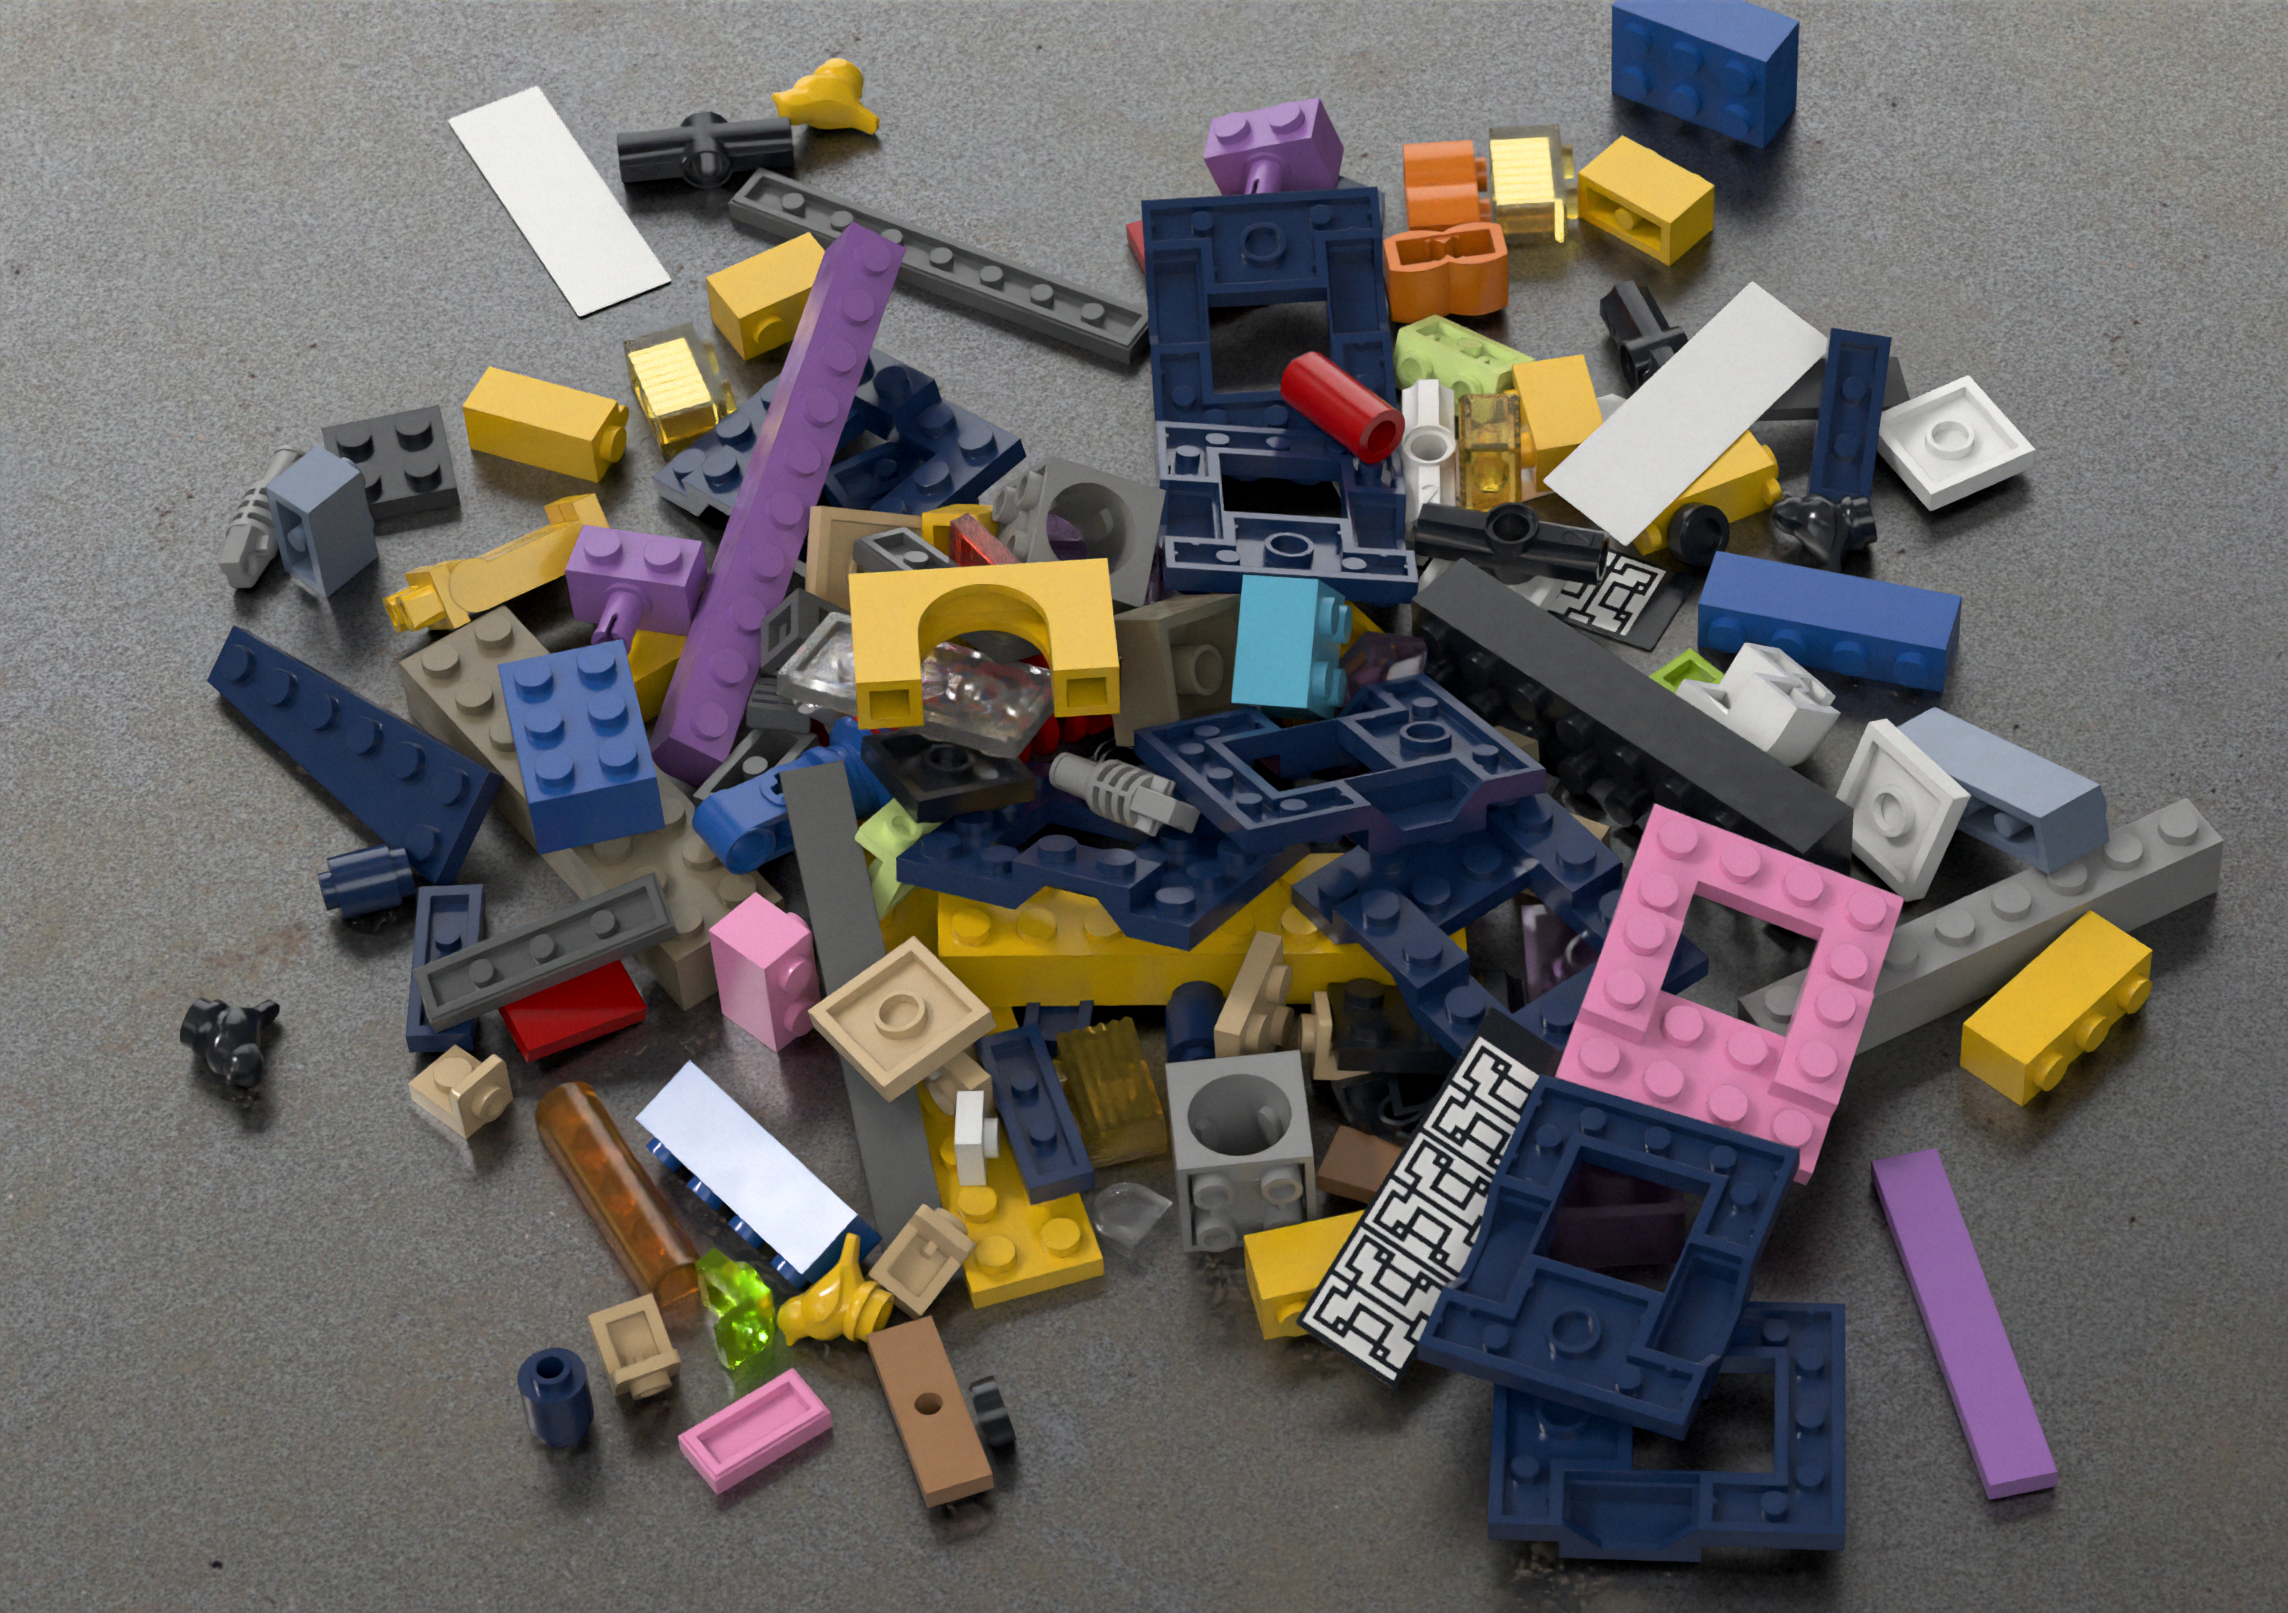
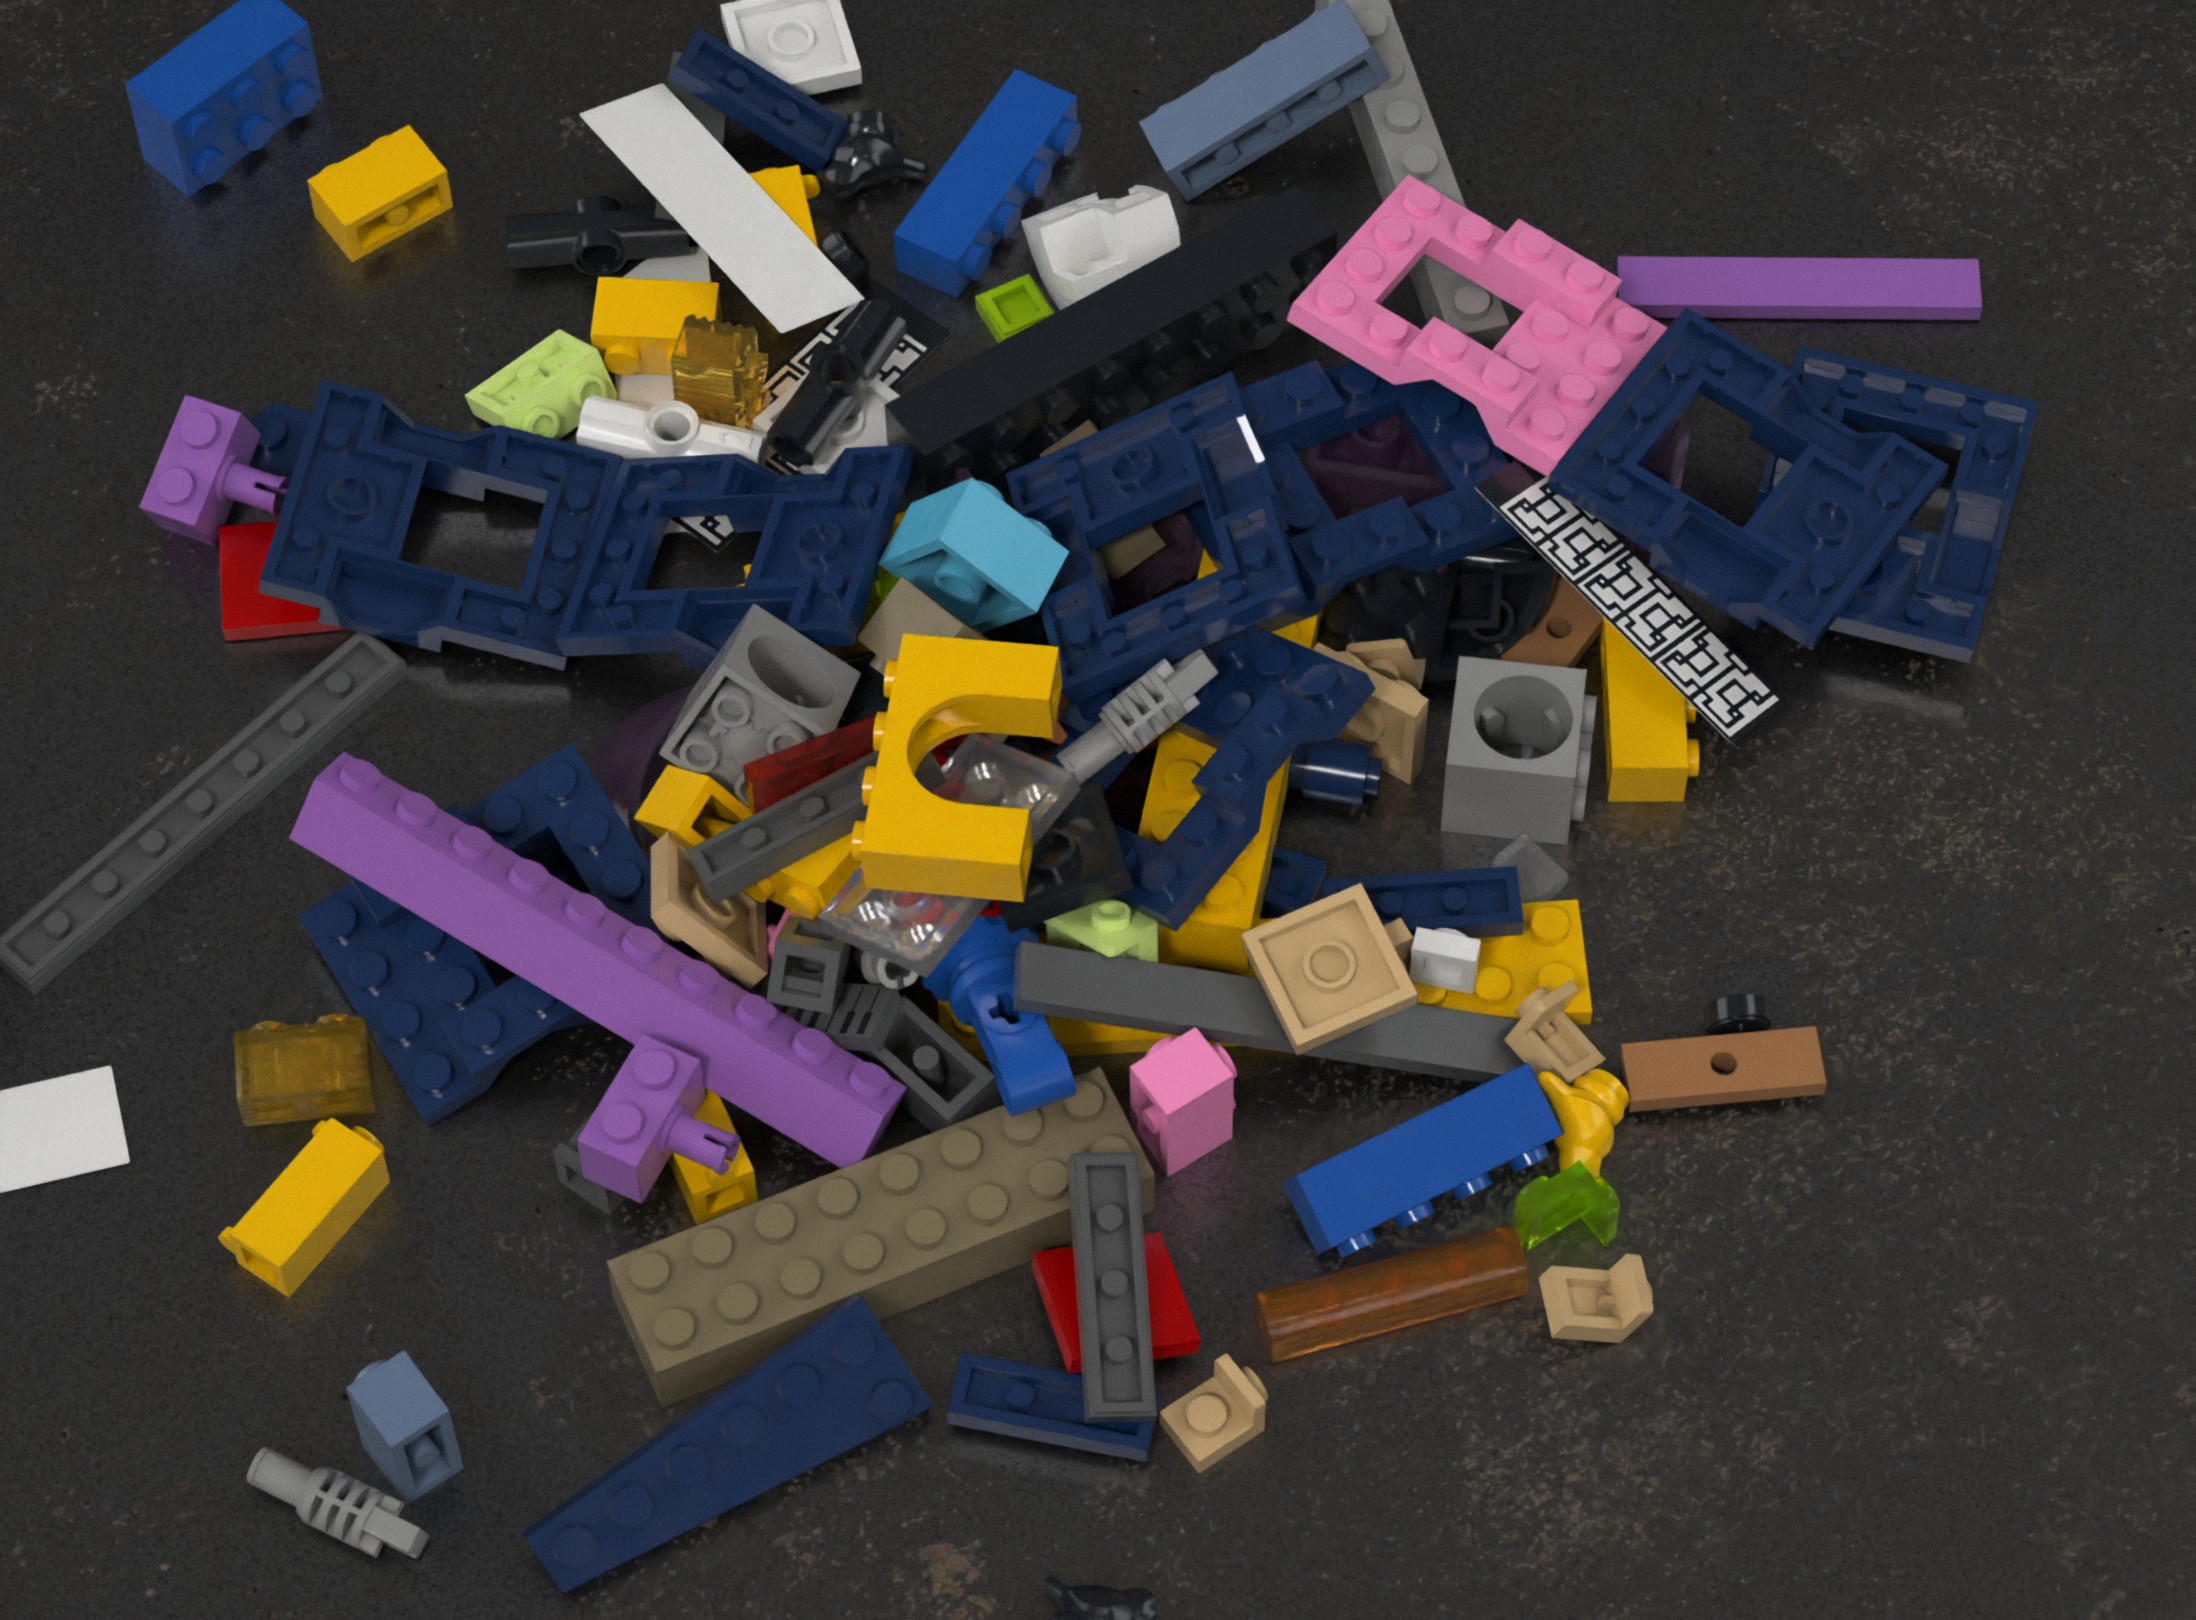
camera: 80 degrees left, 10 degrees up
(366, 880) = (916, 1463): dark blue brick -> none
(401, 460) = (294, 1372): plate -> none
(448, 591) = (539, 1258): yellow hips -> none
(556, 1396) = (1646, 1371): dark blue brick -> none
(581, 746) = (882, 1192): blue brick -> none
(755, 1431) = (1699, 1224): bright pink tile -> none
(764, 296) = (205, 956): yellow brick -> none
(1110, 1092) = (1388, 841): clear yellow brick -> none
(1342, 407) = (604, 477): red brick -> none
(1444, 185) = (291, 351): orange brick -> none
(1446, 272) = (430, 361): orange brick -> none
(1530, 185) = (315, 279): clear yellow brick -> none
(1901, 809) = (1253, 162): white plate -> none
(2056, 1008) = (1495, 134): yellow brick -> none

